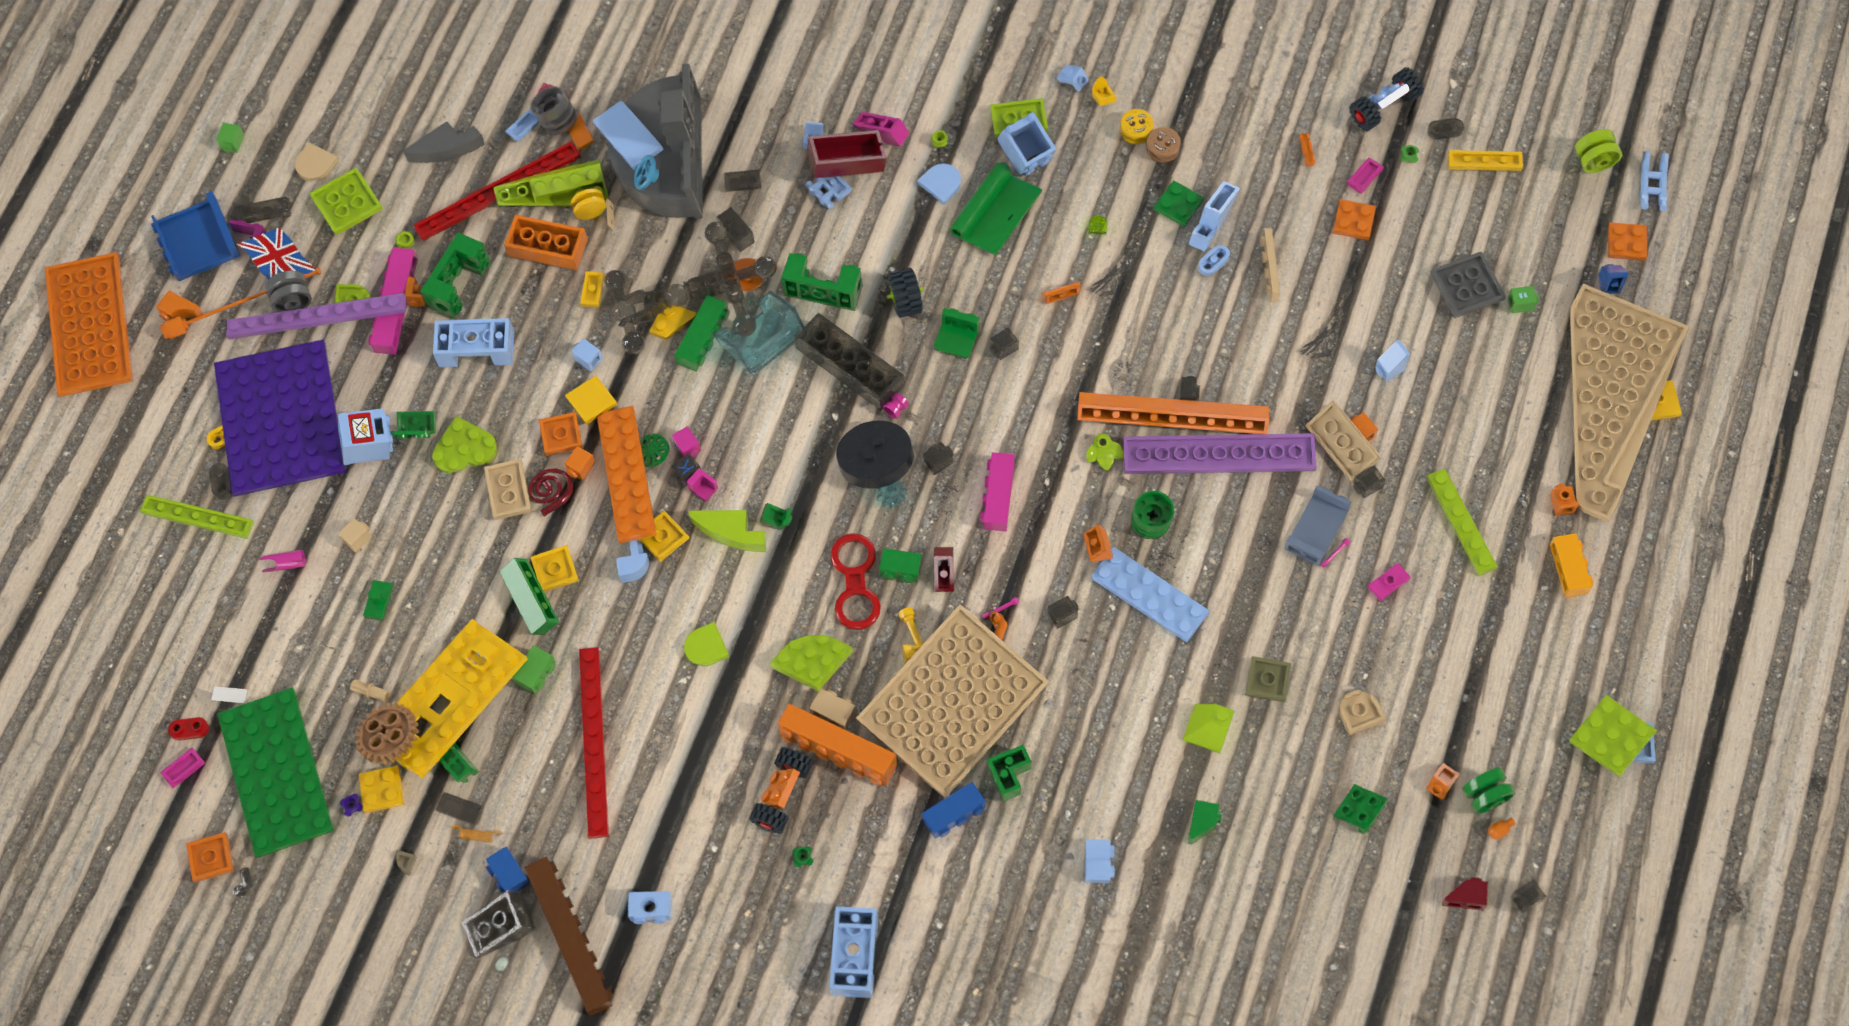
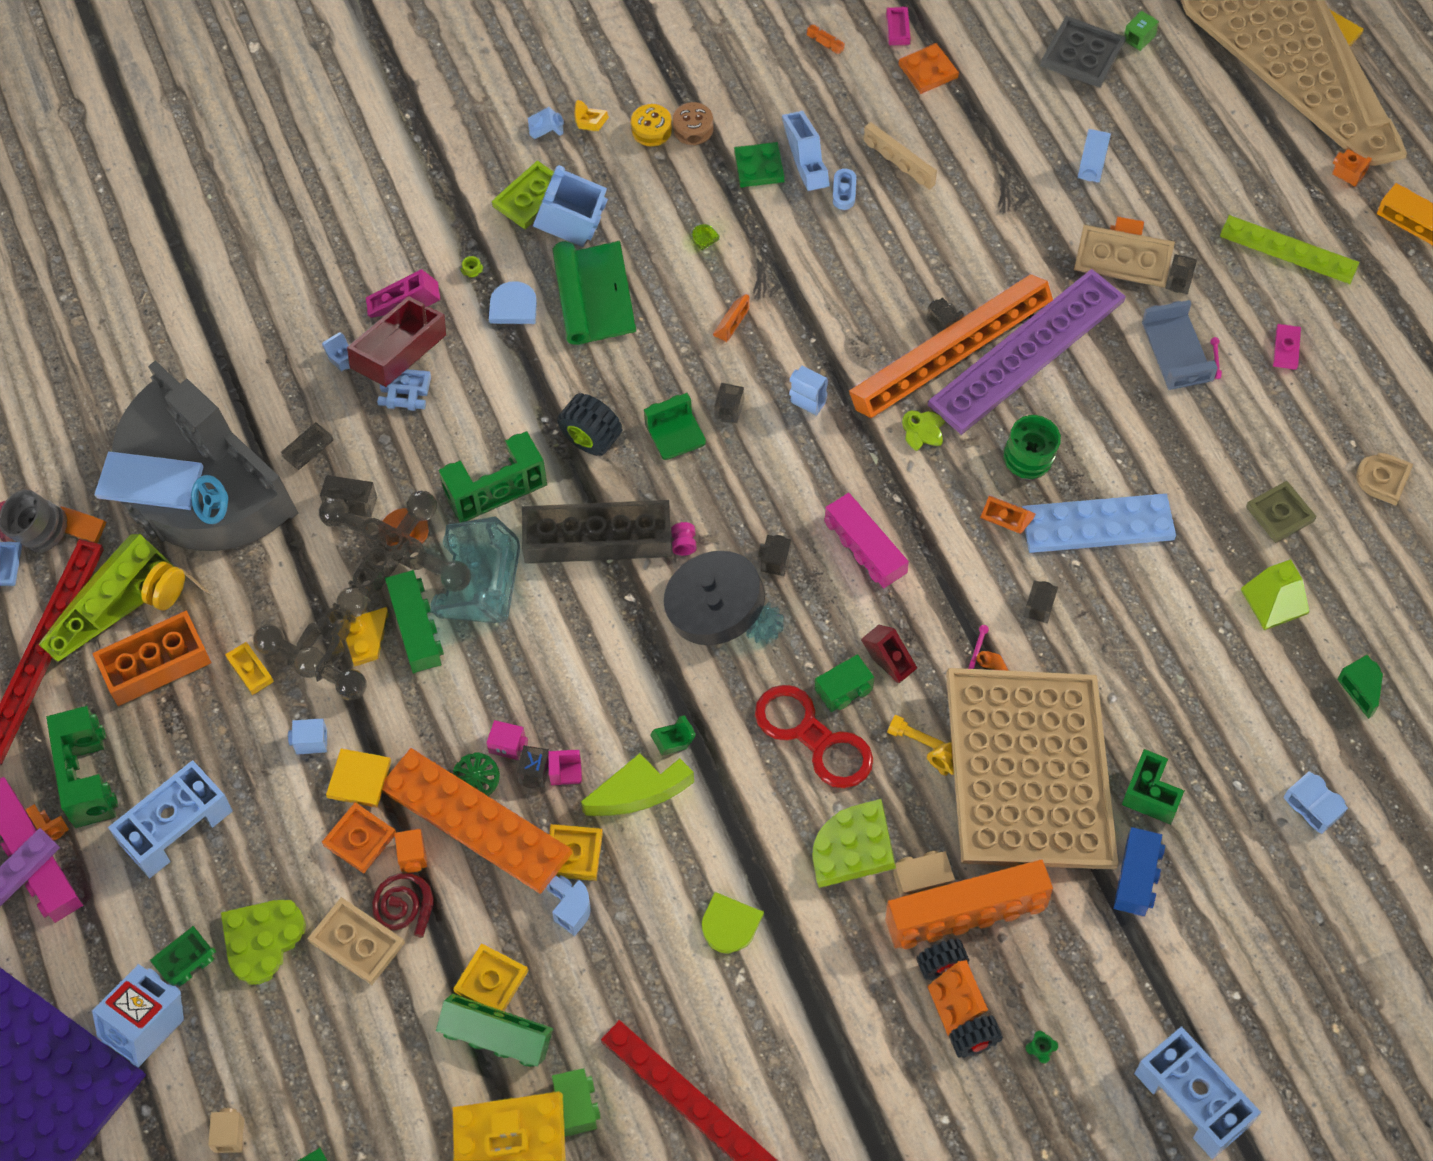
camera: 45 degrees left, 5 degrees down
(1054, 372) = (808, 390): none -> light blue brick

